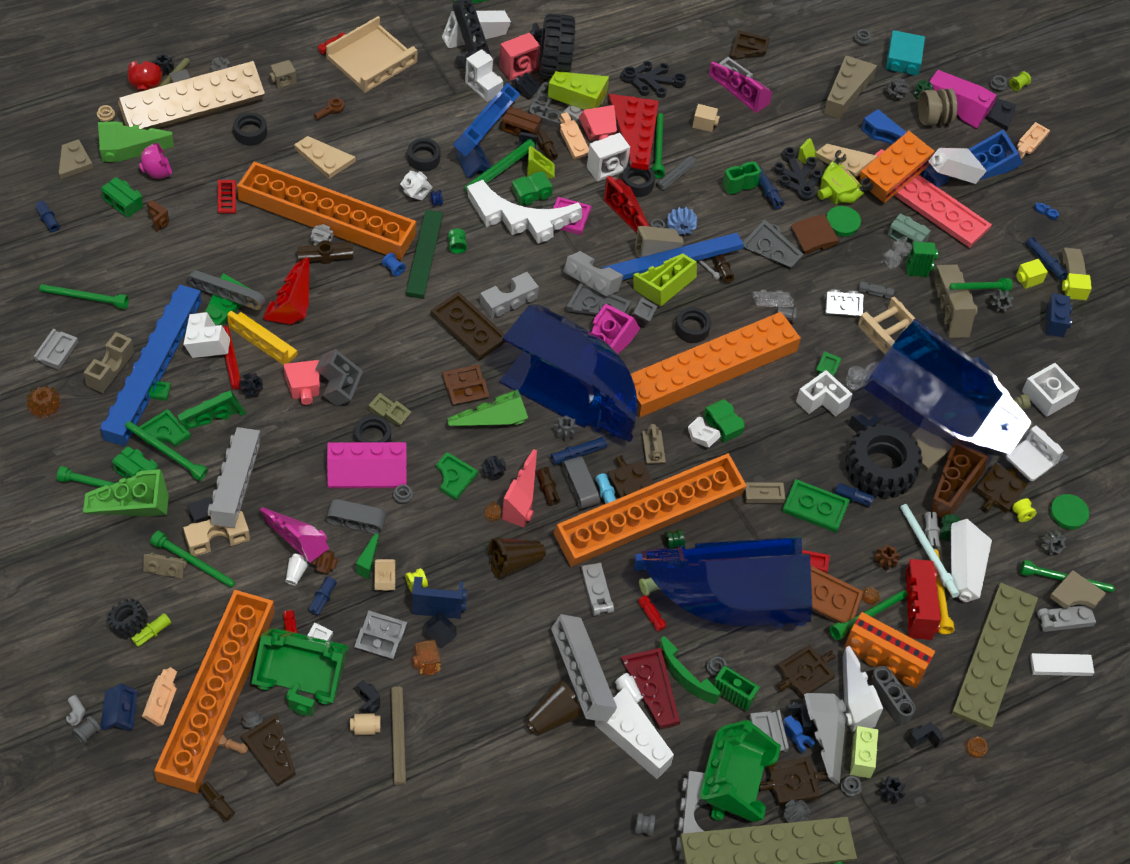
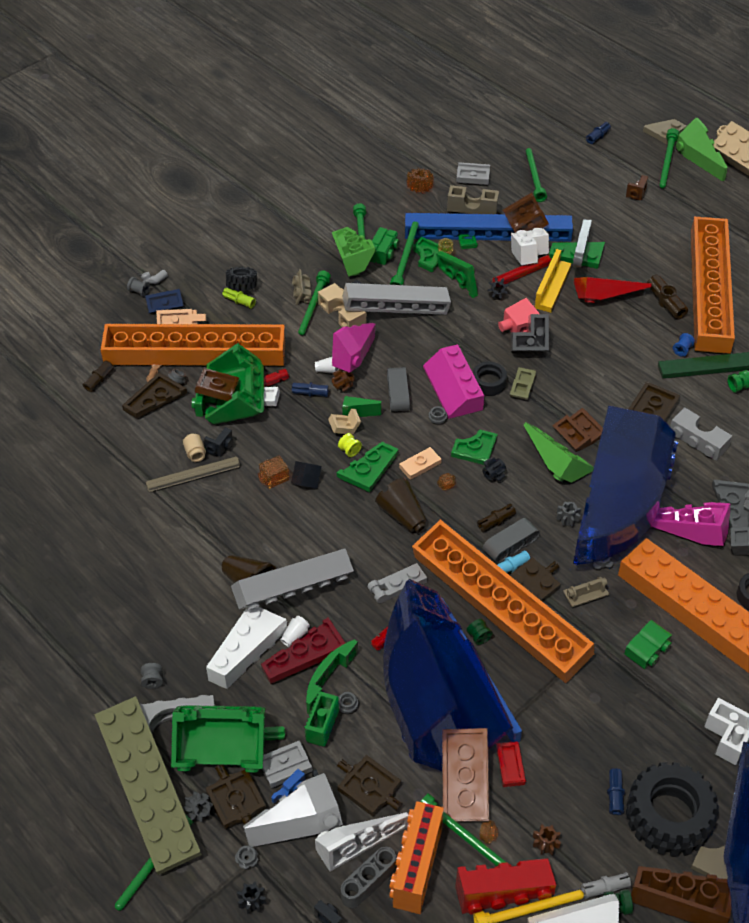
camera: 80 degrees right, 5 degrees down
(95, 156) = (671, 136): none -> green piece
(122, 197) = (644, 163): green brick -> none
(155, 162) = (692, 170): dark pink cylinder -> none
(170, 414) = (445, 242): none -> clear yellow bush
(173, 320) = (525, 214): none -> reddish brown slope
(226, 185) = (684, 220): red slope -> none
(293, 678) = (216, 384): none -> reddish brown tile
(321, 233) = (684, 288): light grey gear -> none
(381, 635) = (287, 438): flat silver slope -> none
(431, 601) = (333, 471): dark blue panel -> none
(449, 568) = (370, 468): none -> green wing
(458, 528) = (420, 463): none -> light nougat plate
(519, 497) = (472, 495): coral wedge -> none
(579, 450) = (548, 531): dark blue pin -> none
(703, 434) = (622, 628): white bracket -> none
(764, 492) = (576, 702): dark tan plate -> none
(815, 506) = (585, 758): green tile -> none
(860, 422) = (720, 783): black panel -> none
(864, 752) = (287, 858): yellowish green brick -> none
(945, 578) = (540, 904): light aqua bar -> none

